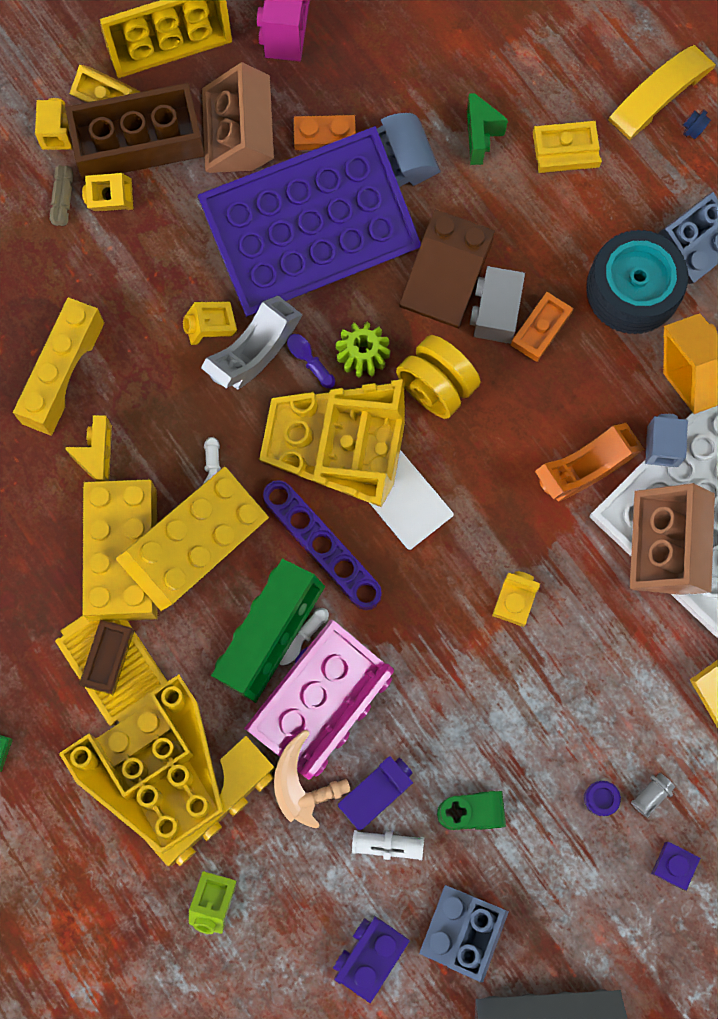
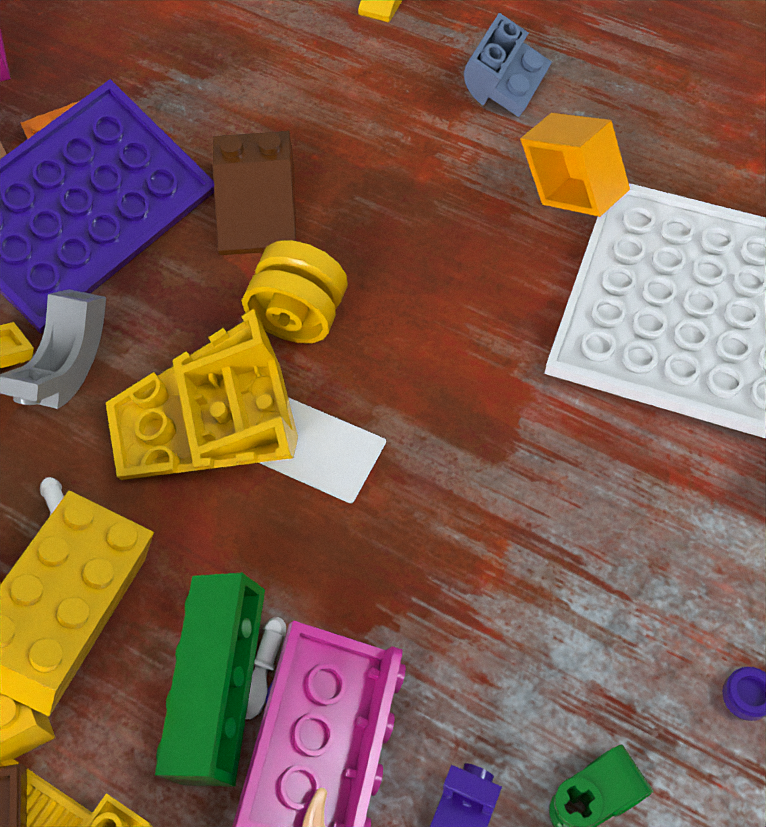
camera: 20 degrees left, 15 degrees down
(302, 350) = (123, 339): dark purple piece -> none
(327, 560) = (255, 557): dark purple beam -> none
(375, 351) = (194, 307): lime gear -> none
(407, 148) = (161, 100): sand blue brick -> none
(482, 123) = (231, 56): green slope -> none
(499, 304) = (329, 205): light grey brick -> none
(516, 598) = (509, 497): yellow bracket -> none
(541, 326) = (387, 208): orange plate -> none
(567, 146) = (328, 45): yellow plate -> none
(590, 464) = (516, 314): orange arch -> none
(637, 281) = (466, 124): wheel -> none
(666, 441) = (588, 252): sand blue brick -> none
(673, 540) = (656, 348): nougat slope -> none

